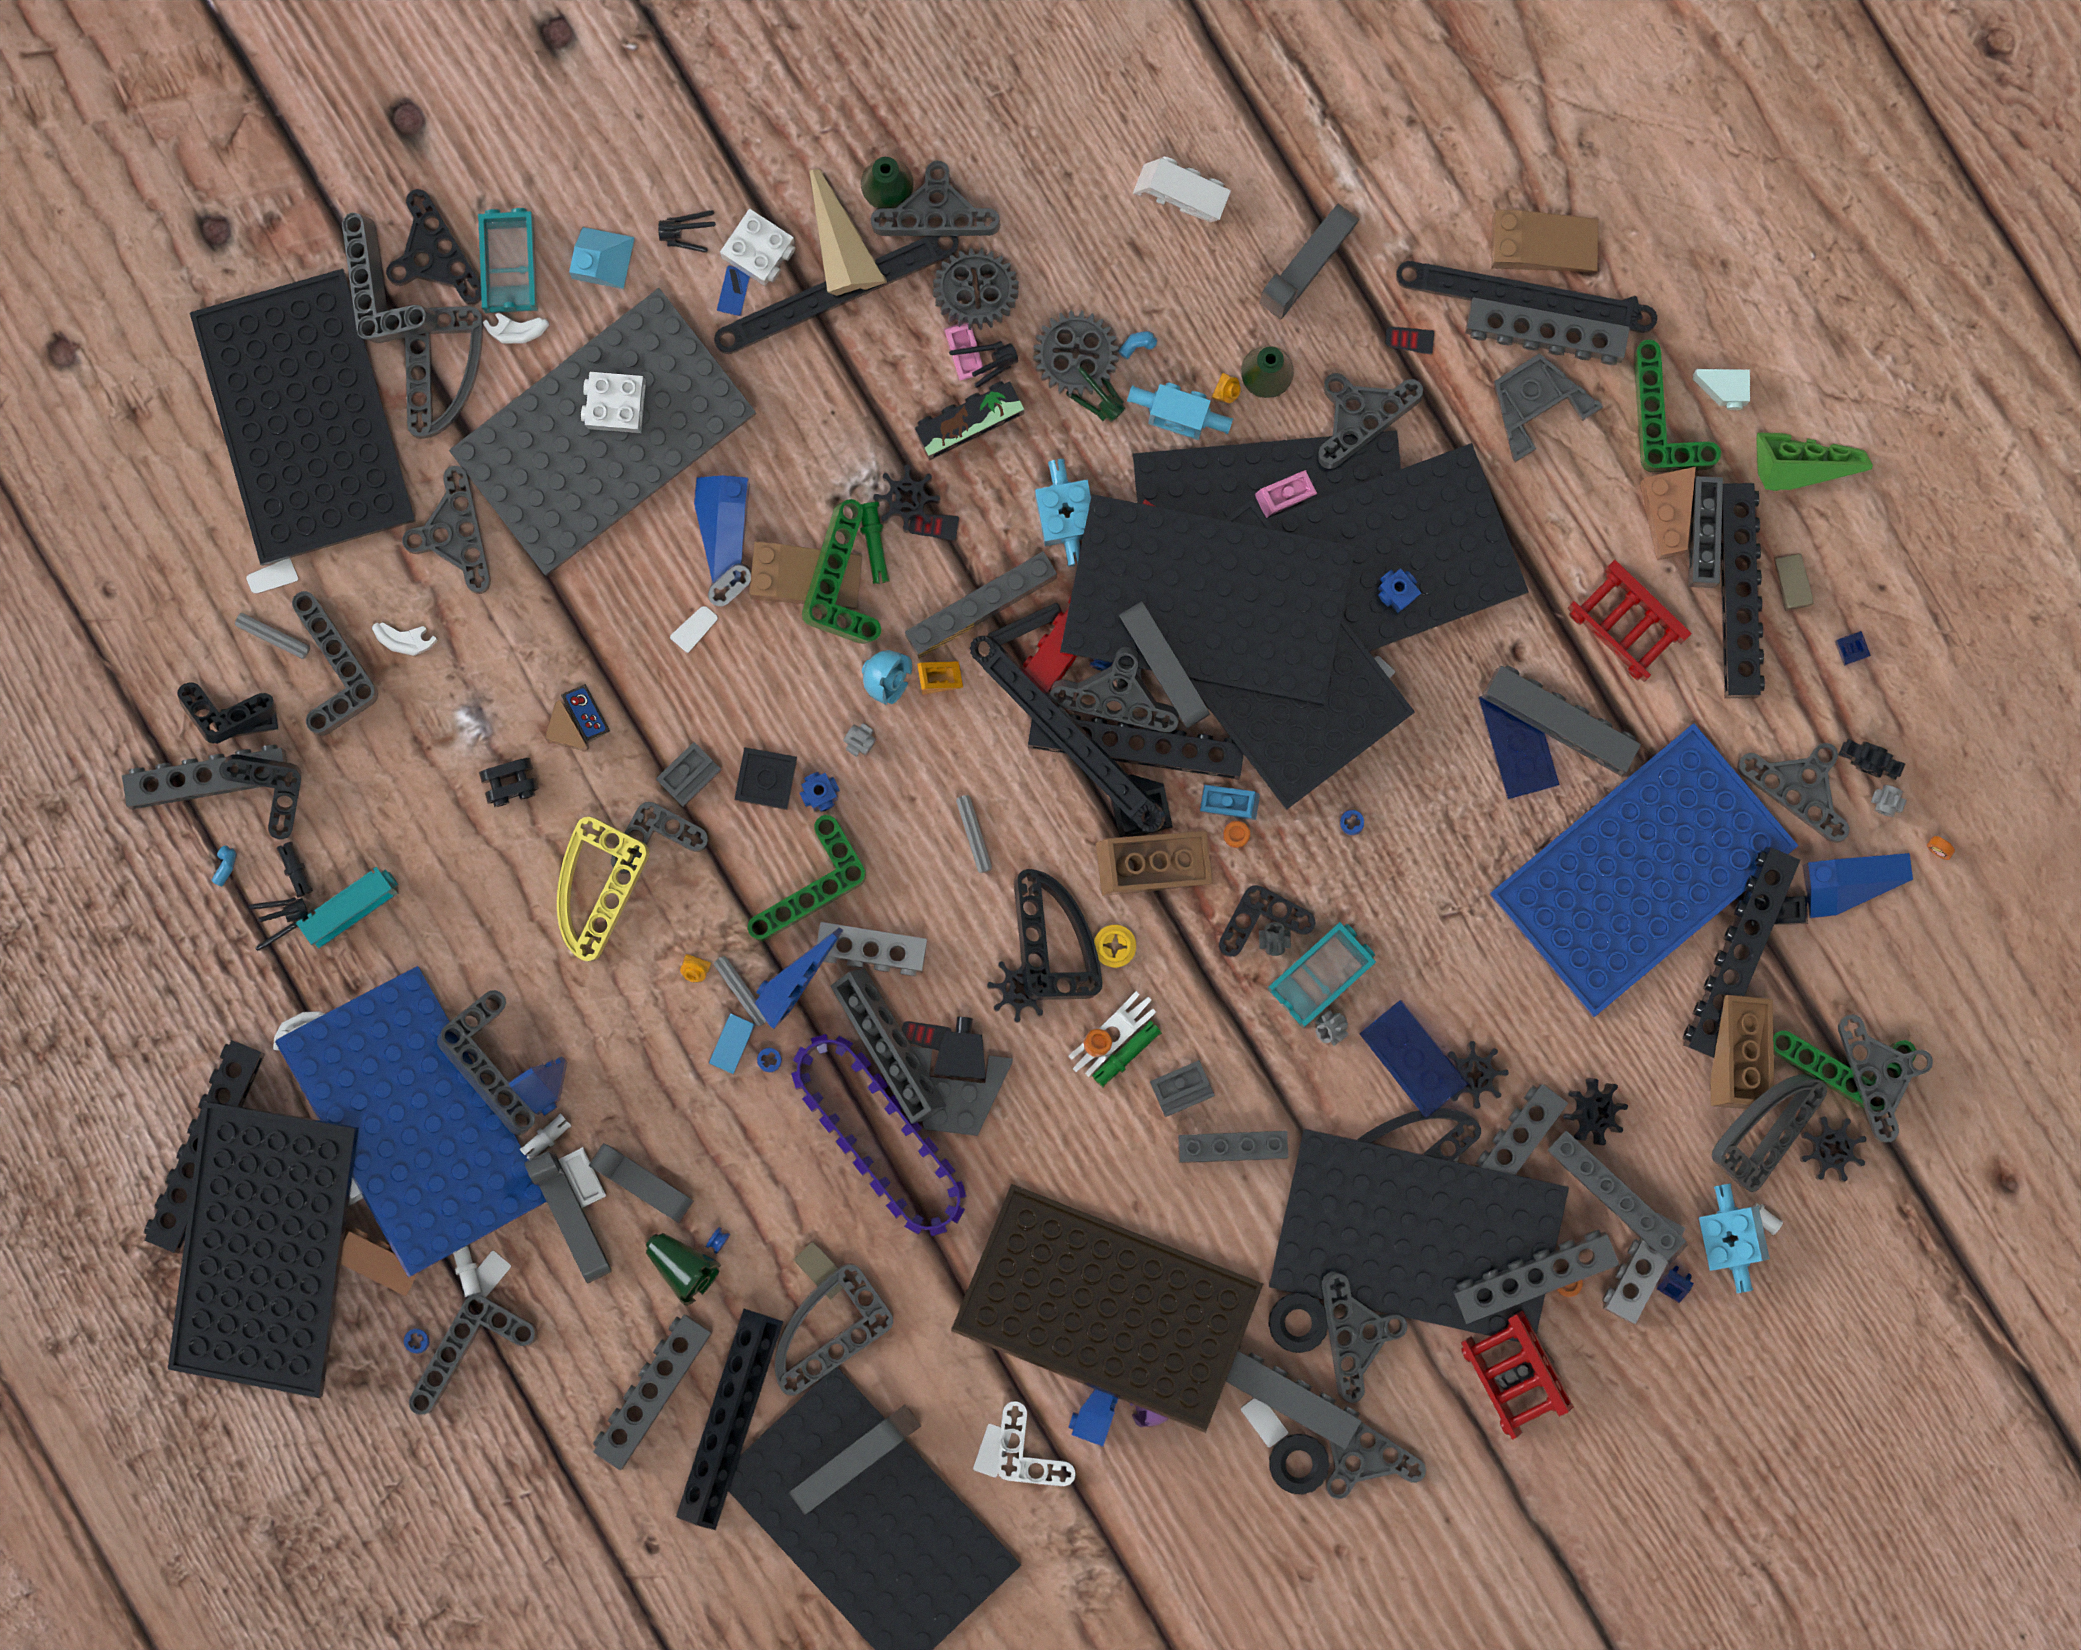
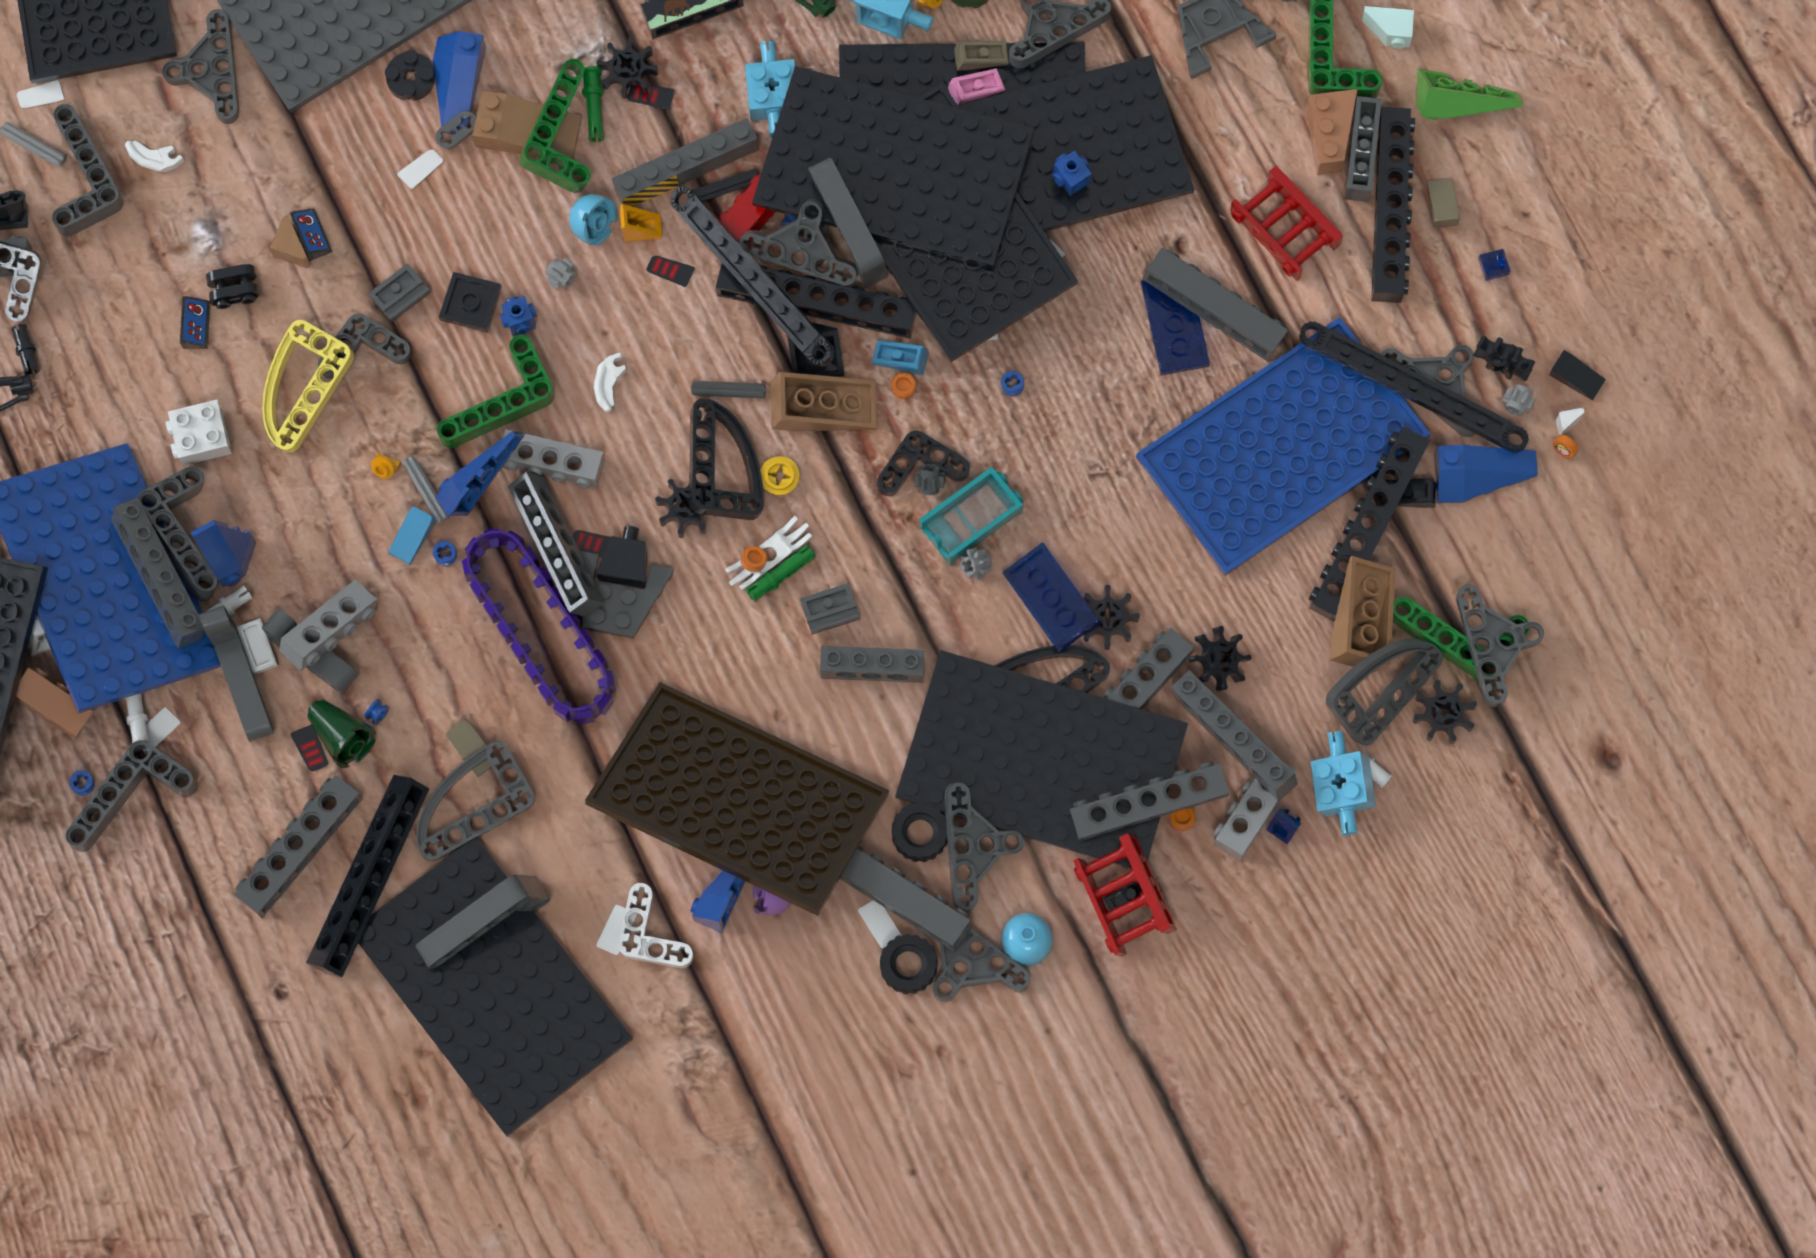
camera: 10 degrees right, 10 degrees down
(348, 907) = (69, 382): teal door -> none
(471, 1114) = (157, 573): none -> dark grey brick
(473, 825) = (195, 323): none -> slope
(493, 950) = (198, 433): none -> white brick
(650, 1282) = (310, 748): none -> black sticker
(673, 540) = (410, 62): none -> black plate
(679, 1120) = (352, 598): none -> light grey brick
(918, 854) = (605, 379): none -> white piece
(974, 834) = (658, 366): light grey axle -> none
(975, 723) = (670, 270): none -> black sticker
(1052, 853) = (728, 389): none -> dark grey axle
(1287, 456) = (980, 54): none -> dark tan slope
(1418, 1426) = (1027, 939): none -> medium azure cylinder
(1777, 797) = (1414, 387): none -> black plate
(1940, 819) = (1568, 419): none -> white slope
(1948, 766) = (1577, 375): none -> black slope

